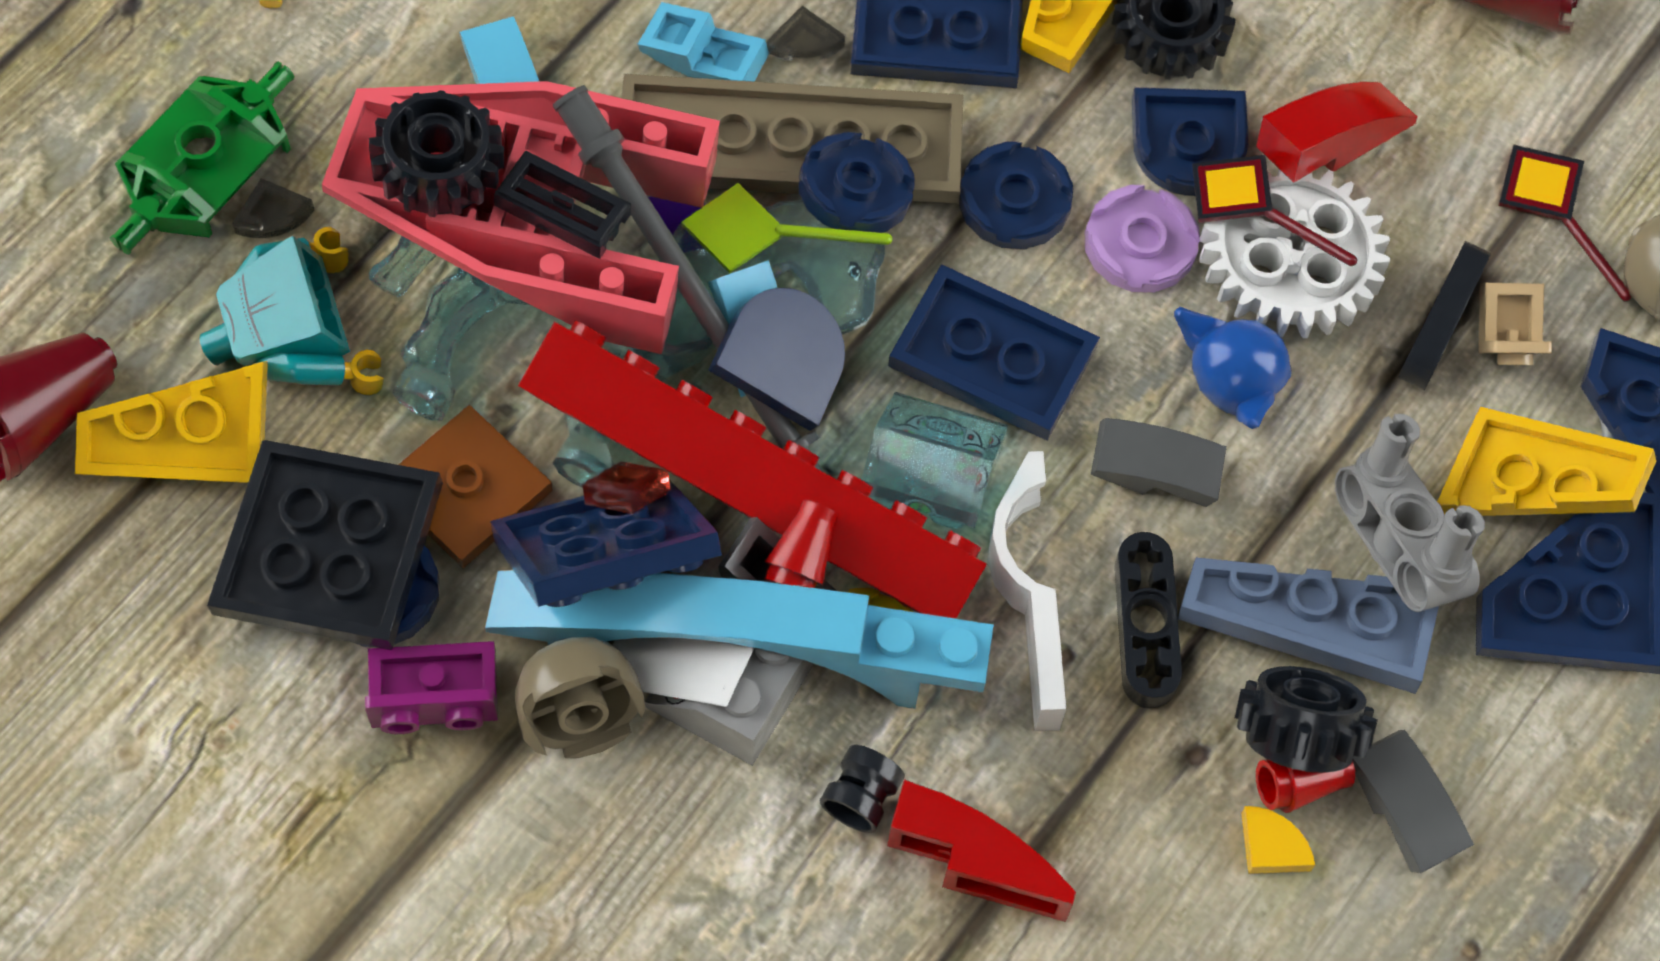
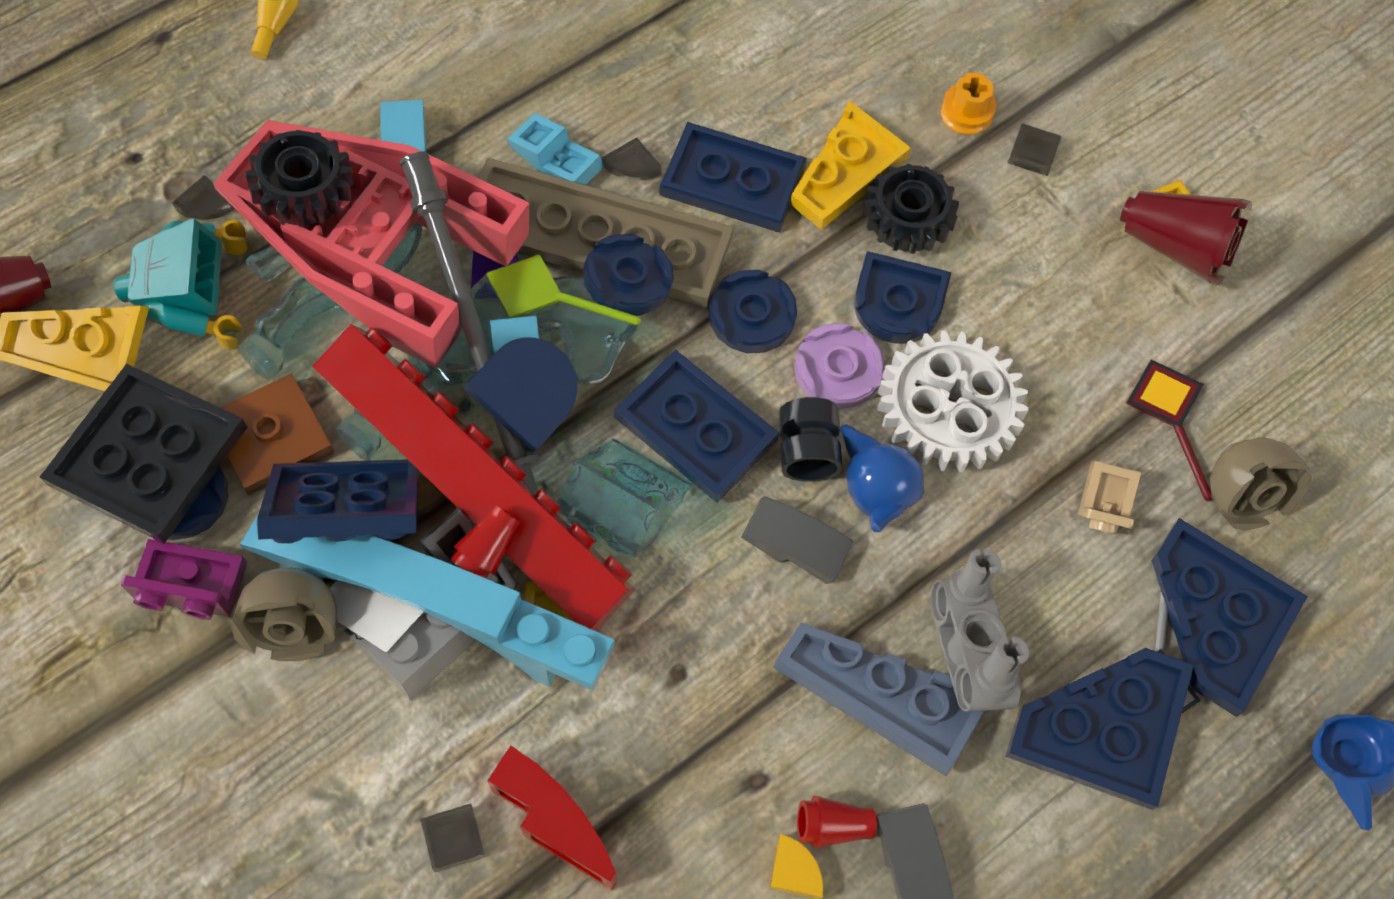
camera: 15 degrees right, 0 degrees up
(186, 190) = (145, 171): green plate -> none
(557, 212) = (372, 249): black tile -> none
(626, 487) = (377, 463): clear red tile -> none
(861, 908) = (452, 838): none -> clear smoke tile
(862, 788) = (481, 742): black wheel -> none
(1030, 598) = (679, 540): white piece -> none
(1140, 336) = (810, 439): none -> black wheel
(1168, 659) = (729, 691): black beam -> none
(1242, 190) = (922, 345): piece -> none
(1305, 719) = (846, 777): black gear -> none
(1332, 127) = (1008, 313): red slope -> none
(1444, 315) = (1056, 478): black beam -> none
(1543, 468) = (1099, 620): yellow wing -> none

